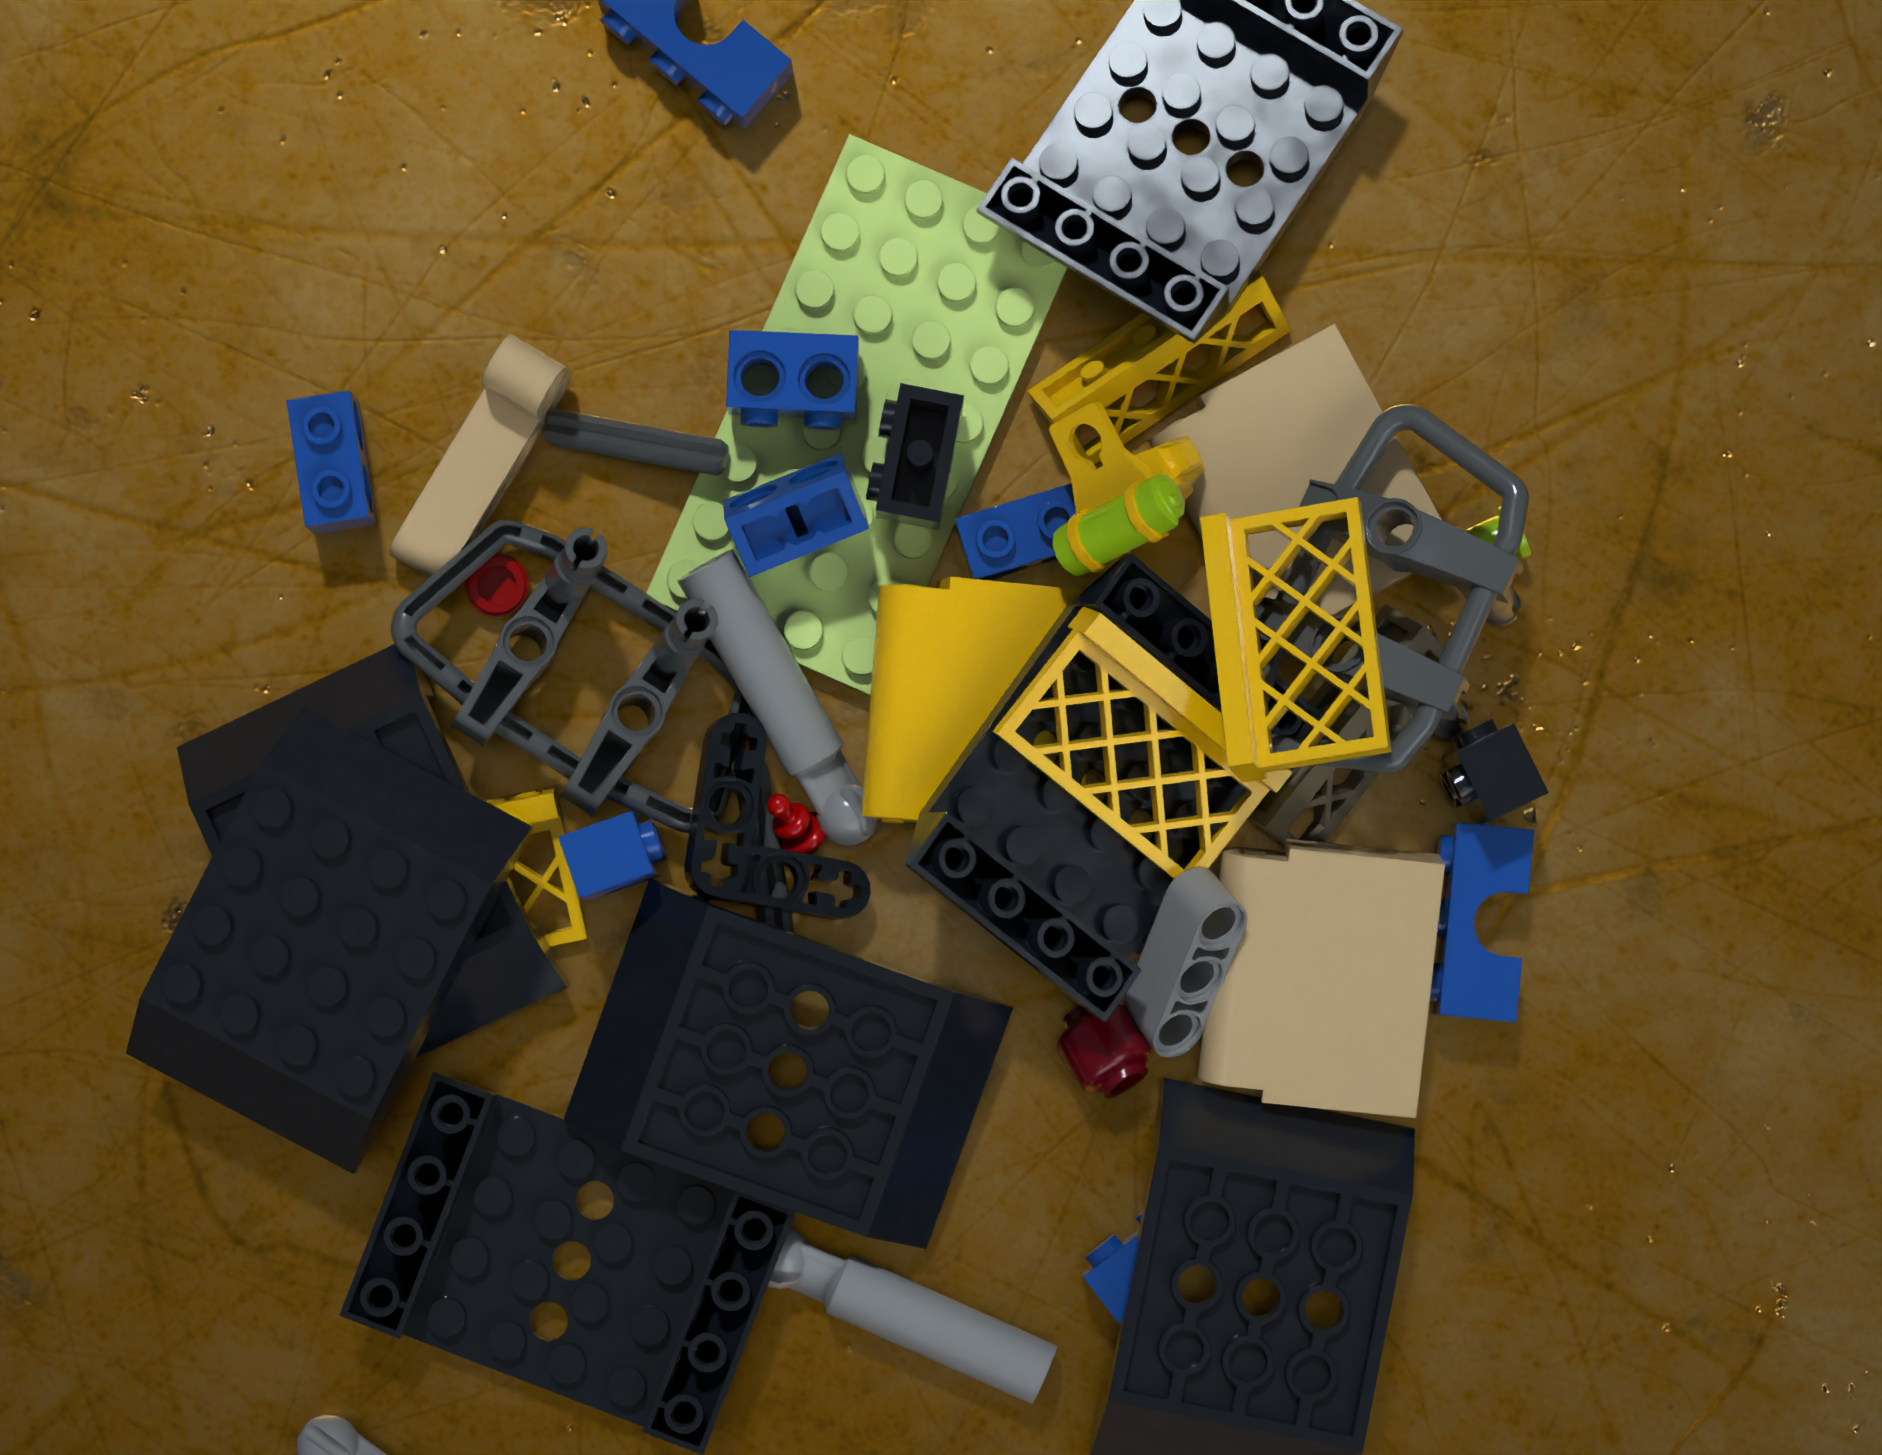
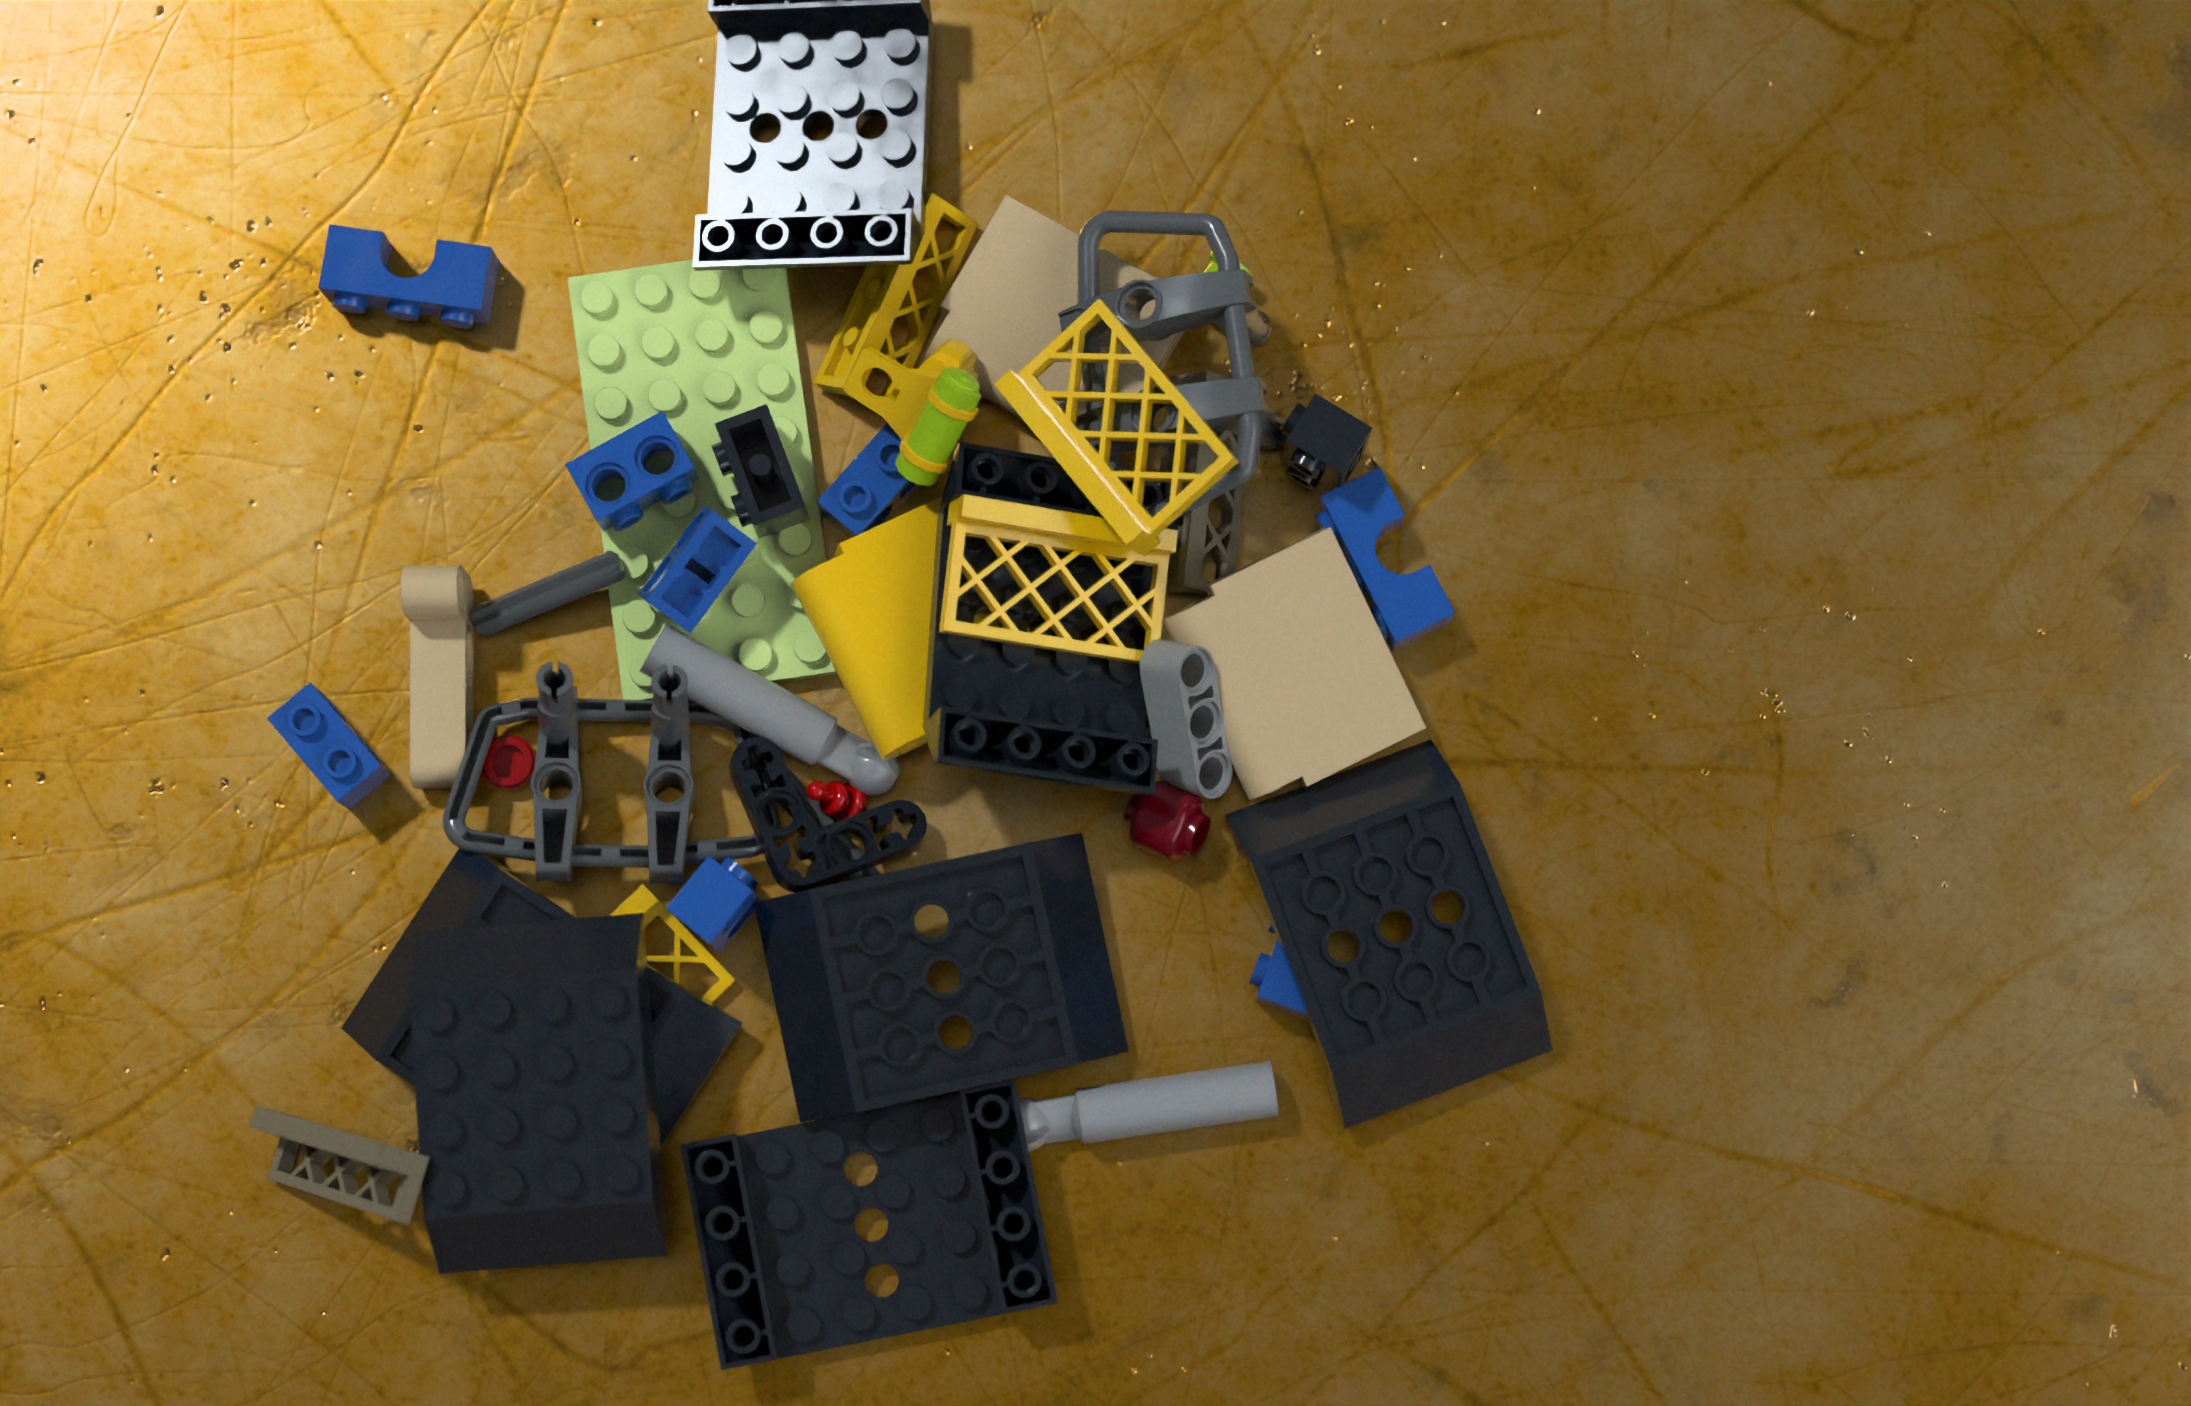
camera: 30 degrees left, 5 degrees down
(109, 885) = (350, 1156): none -> dark tan fence

